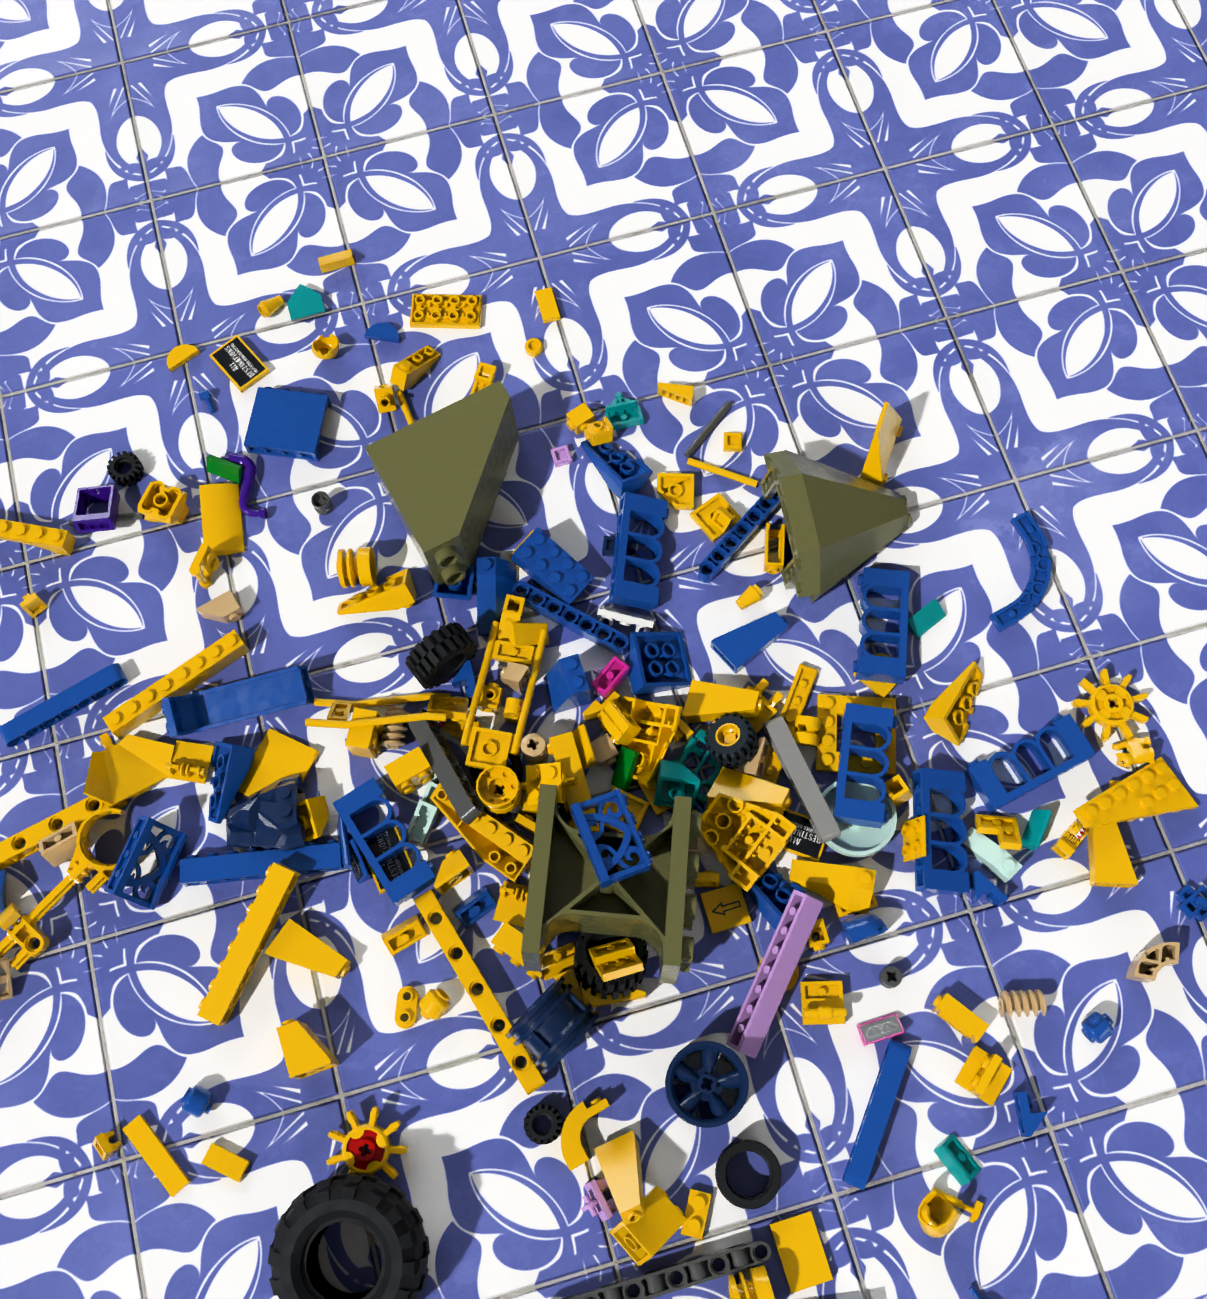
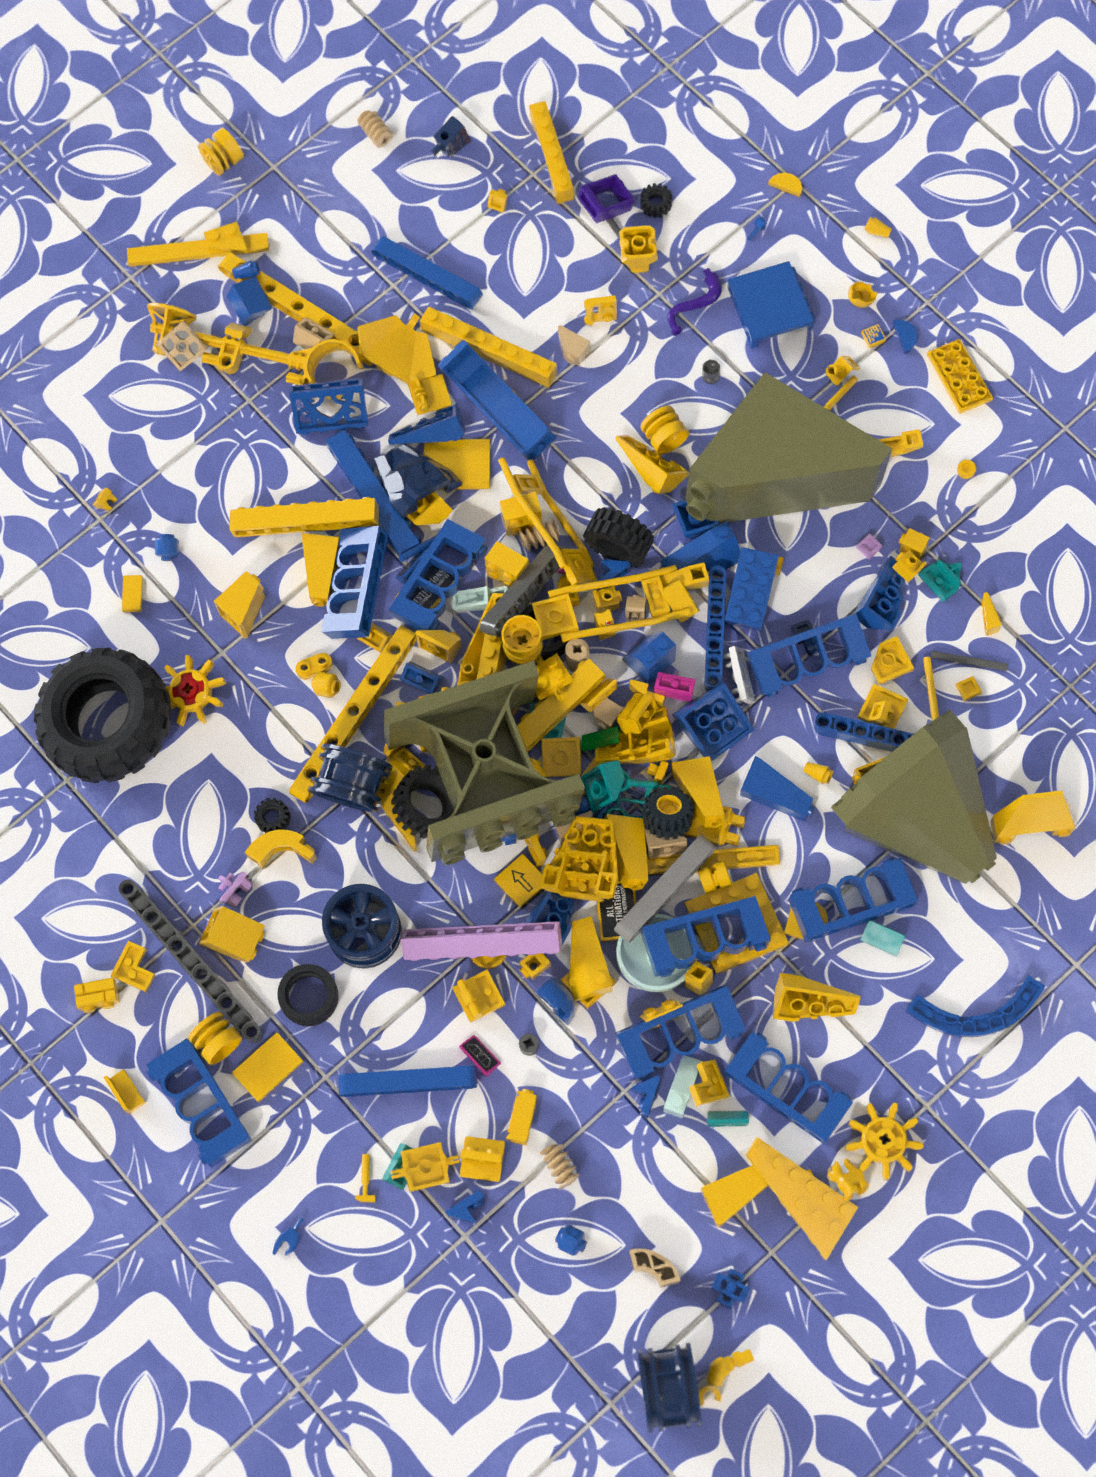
camera: 65 degrees right, 0 degrees up
(156, 1155) = (113, 540): yellow tile -> none
(222, 518) = (652, 300): yellow slope -> none
(224, 468) = (699, 277): green tile -> none
(239, 363) = (807, 234): black tile -> none
(301, 909) = (351, 542): none -> blue fence
(305, 303) = (897, 254): teal slope -> none
(336, 261) = (956, 257): yellow slope -> none
(368, 358) = (873, 336): none -> tile
(412, 368) = (883, 377): yellow slope -> none
(547, 305) = (1017, 459): yellow tile -> none
(604, 865) = (514, 709): blue fence -> none
(615, 959) = (425, 801): yellow slope -> none
(623, 1172) = (260, 893): yellow slope -> none
(696, 1214) = (258, 970): yellow plate -> none
(937, 1215) = (346, 1161): yellow piece -> none
(971, 1136) = (424, 1166): none -> yellow plate
(1069, 840) = (731, 1153): yellow leg -> none

